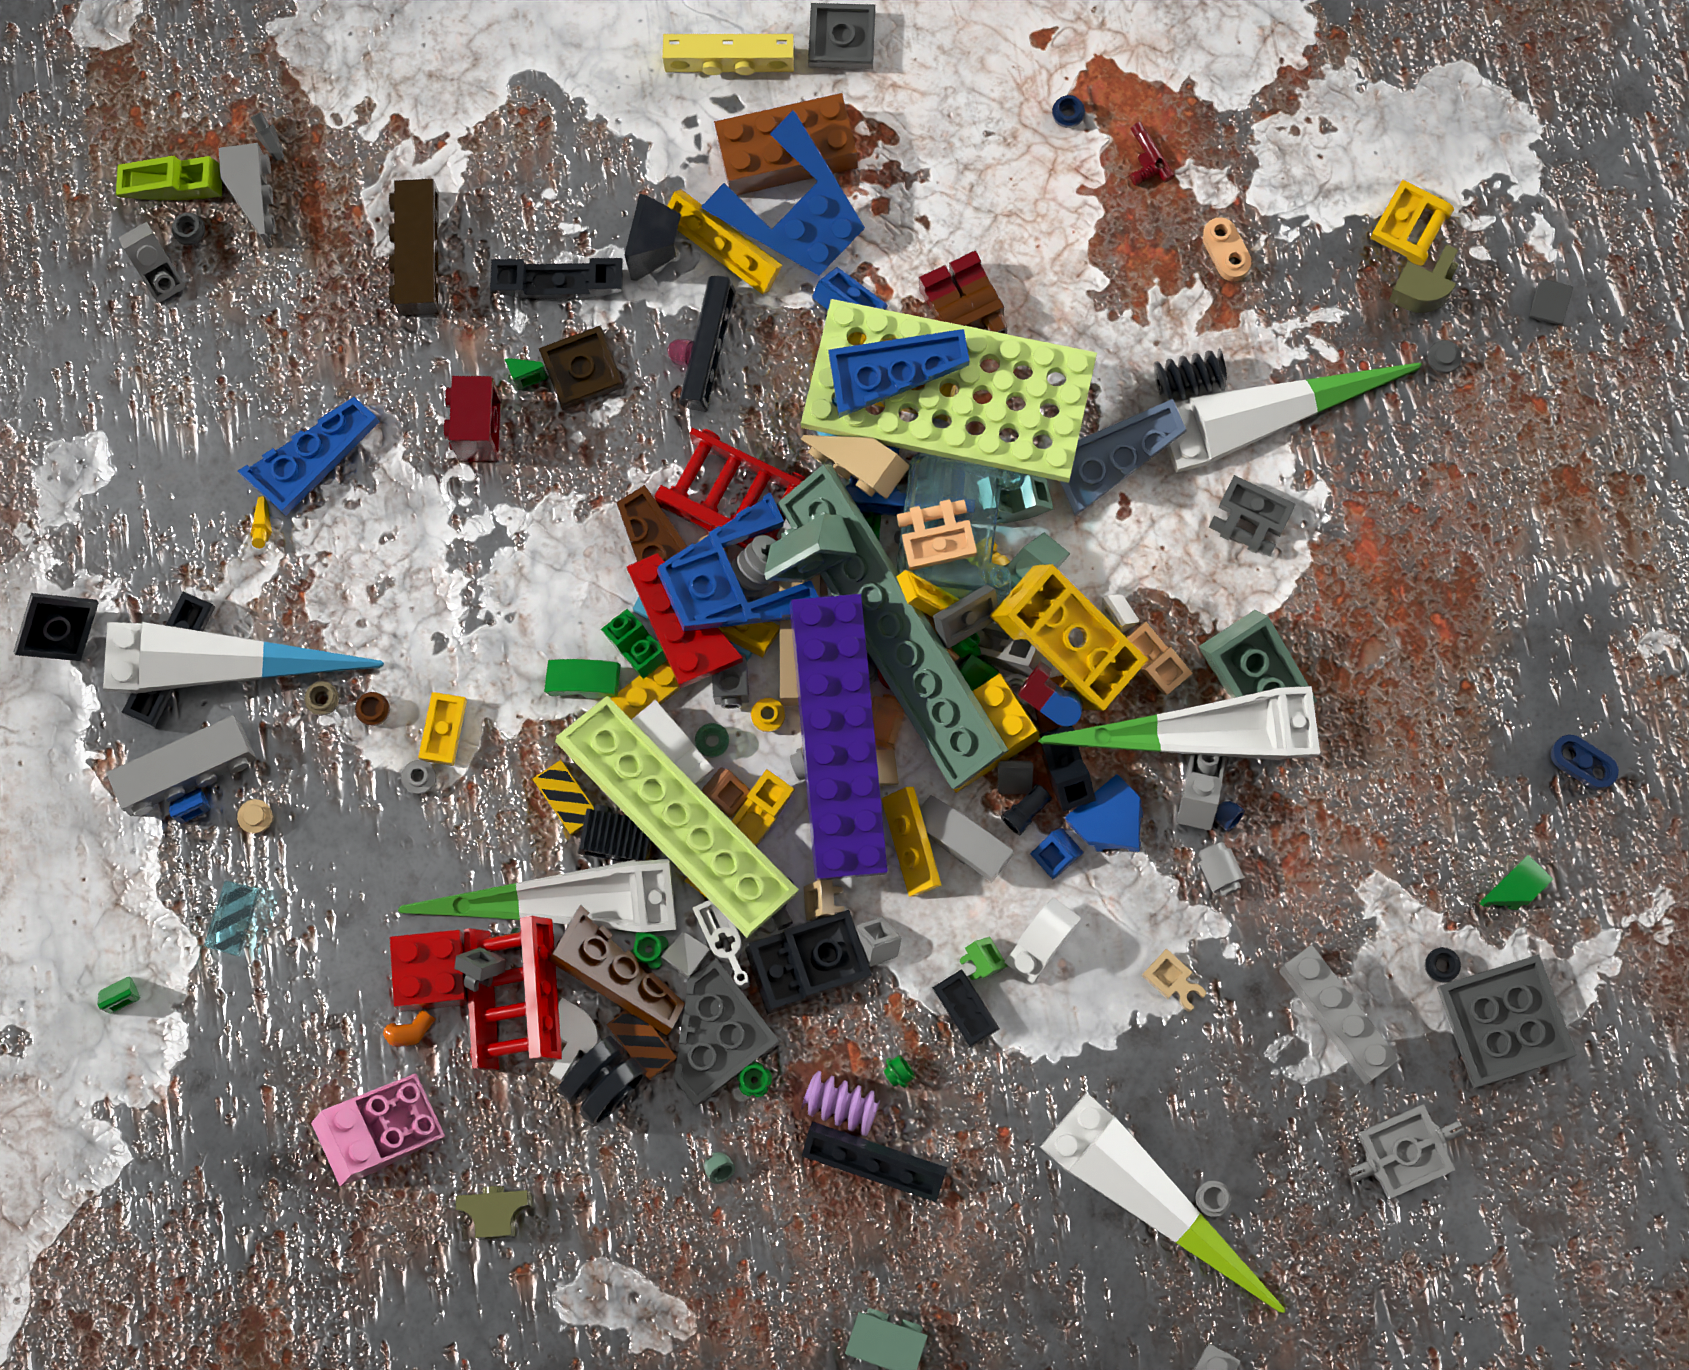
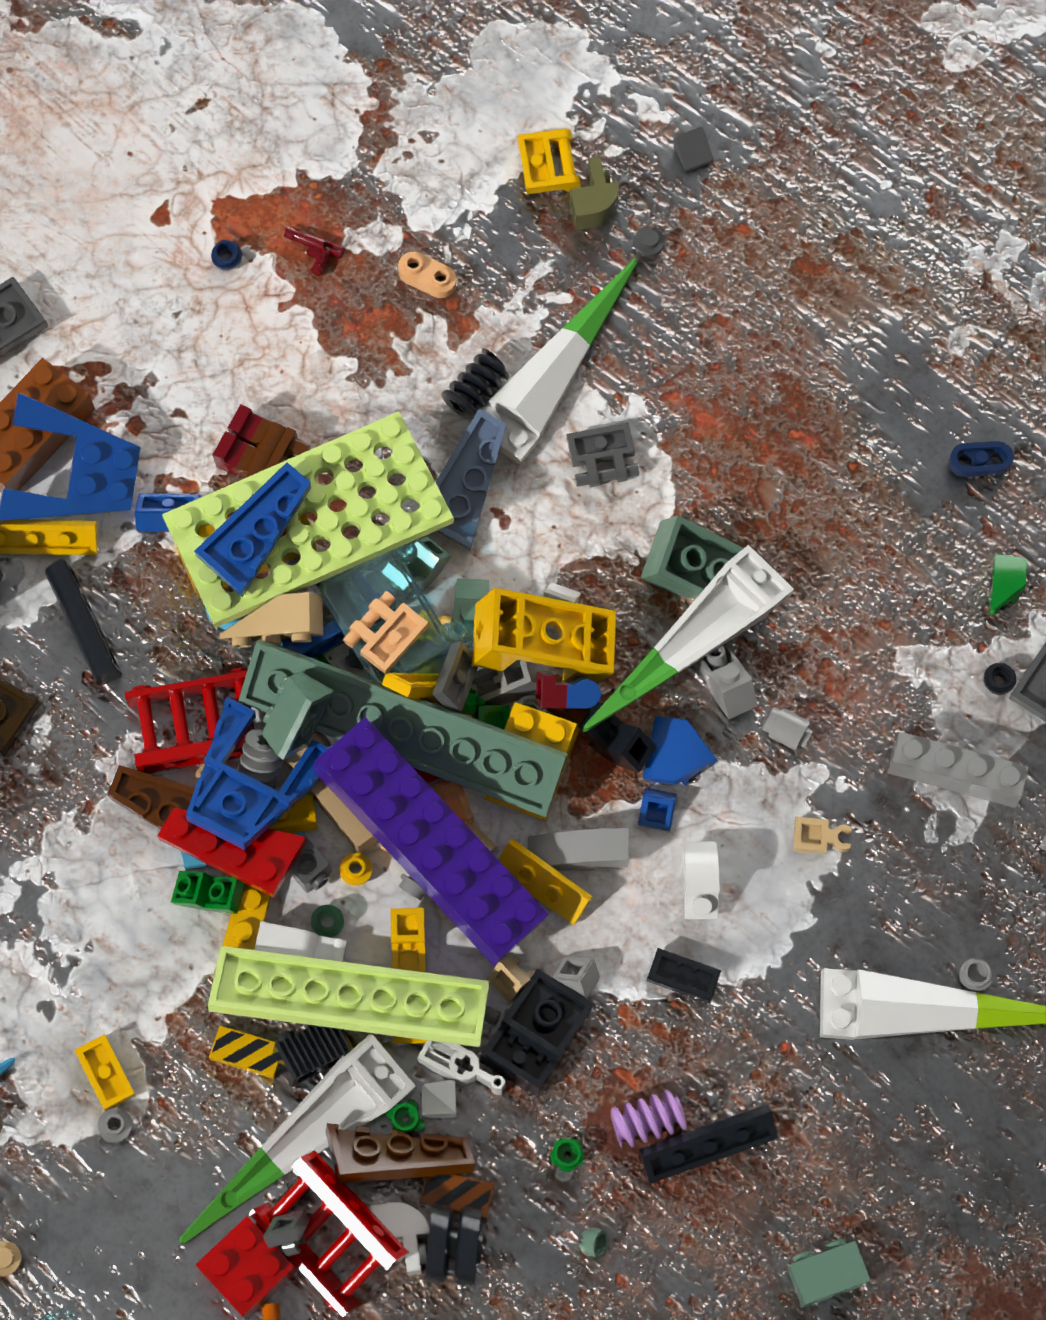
camera: 45 degrees left, 5 degrees down
(372, 709) = (34, 1100): reddish brown plate -> none
(582, 677) = (186, 948): green slope -> none
(679, 351) = (65, 643): clear pink hinge -> none
(717, 1034) = (512, 1140): dark grey plate -> none
(726, 791) = (369, 950): nougat slope -> none
(899, 1071) = (672, 1062): green plate -> none
(985, 957) = (668, 925): bright green tile -> none
(1015, 777) = (582, 775): dark grey slope -> none
(1020, 815) = (609, 800): black pin -> none
(1163, 665) = (631, 611): light nougat slope -> none
(1228, 815) = (762, 684): dark blue hinge -> none

